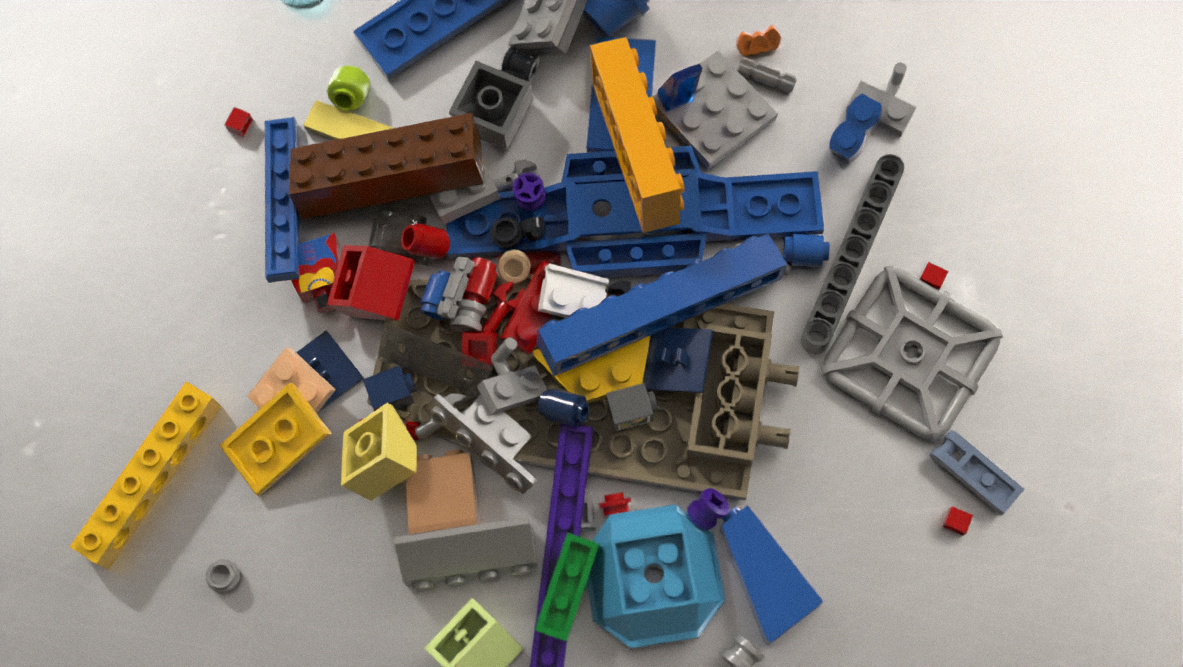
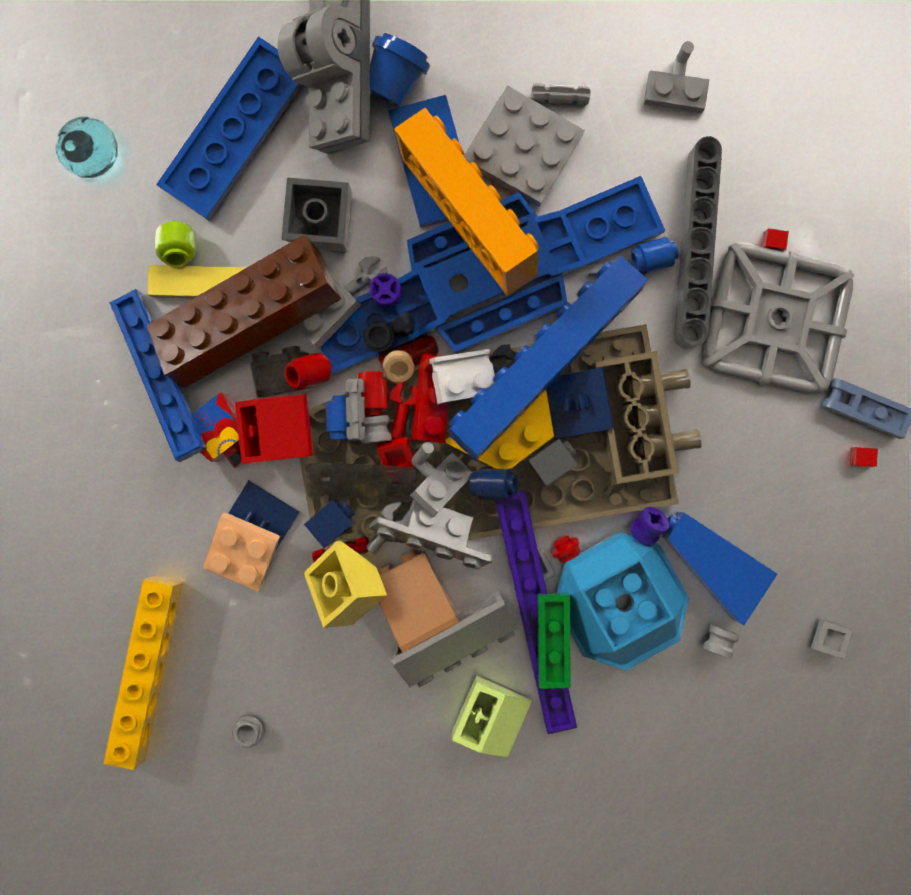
camera: 20 degrees left, 15 degrees up
(238, 122) = (85, 311): red piece -> none
(275, 439) = (244, 599): yellow tile -> none
(520, 64) = (327, 163): black bush -> none
(680, 87) = (492, 140): clear blue slope -> none
(758, 41) = (542, 62): orange piece -> none
(861, 120) = (666, 112): blue brick -> none

